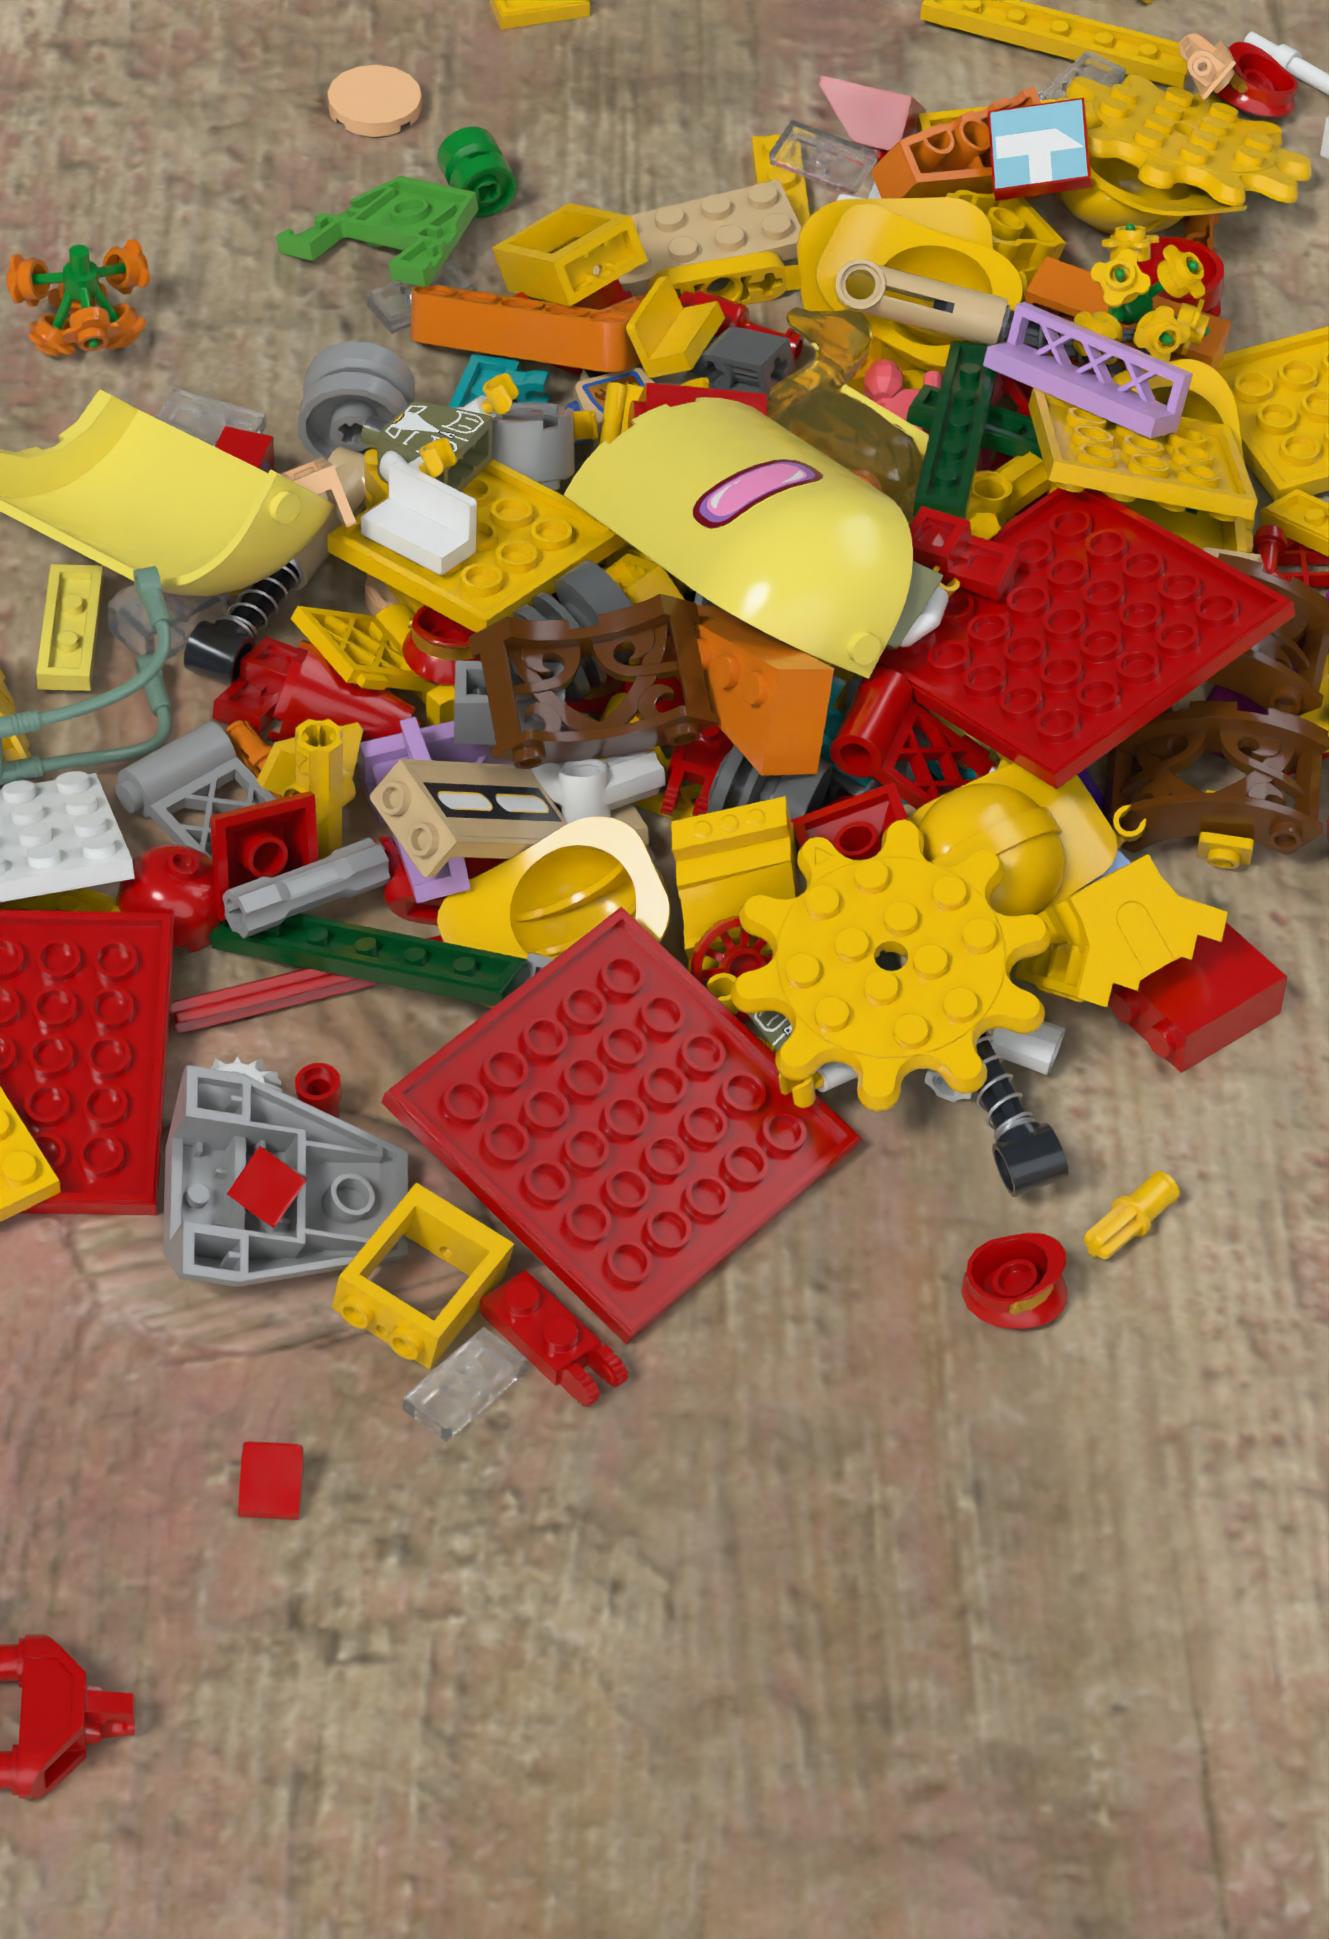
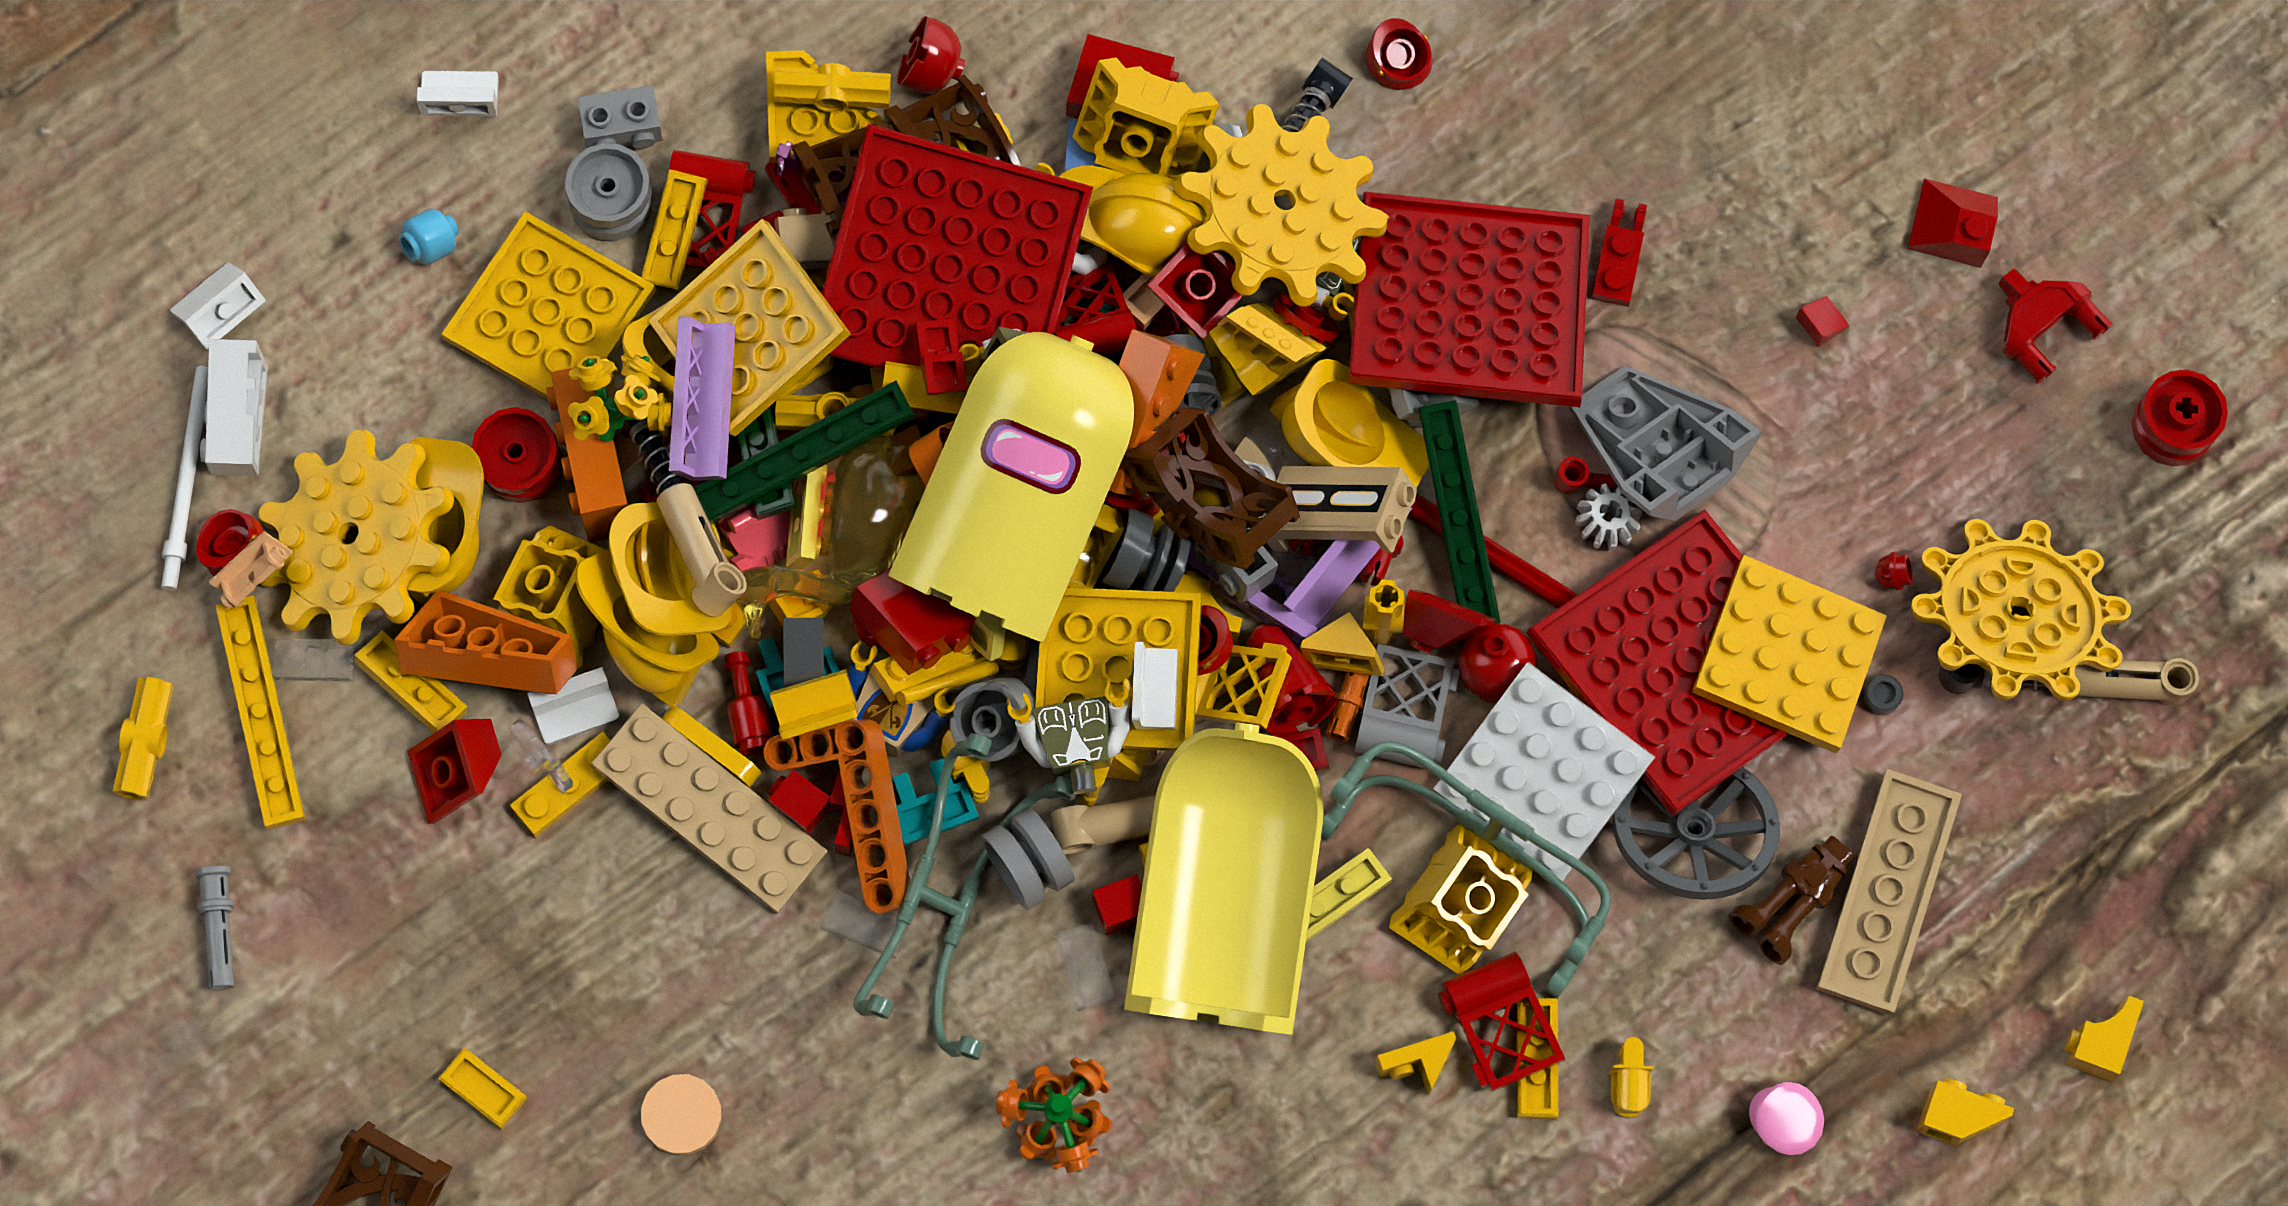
camera: 130 degrees left, 25 degrees up
(257, 1717) = (1954, 223): none -> red slope
(267, 1186) = (1671, 430): red slope -> none
(270, 900) = (1441, 579): light grey axle -> none
(307, 159) = (960, 910): none -> sand green bar
(322, 477) = (1176, 770): light nougat panel -> none
(399, 214) = (802, 987): bright green wing -> none
(448, 1235) = (1649, 360): yellow window -> none
(465, 1384) = (1684, 275): clear plate -> none
(476, 164) = (714, 986): green wheel -> none
(559, 252) = (806, 779): yellow window -> none
(1039, 149) = (473, 583): tile -> none
(1131, 1215) = (1307, 27): yellow axle -> none

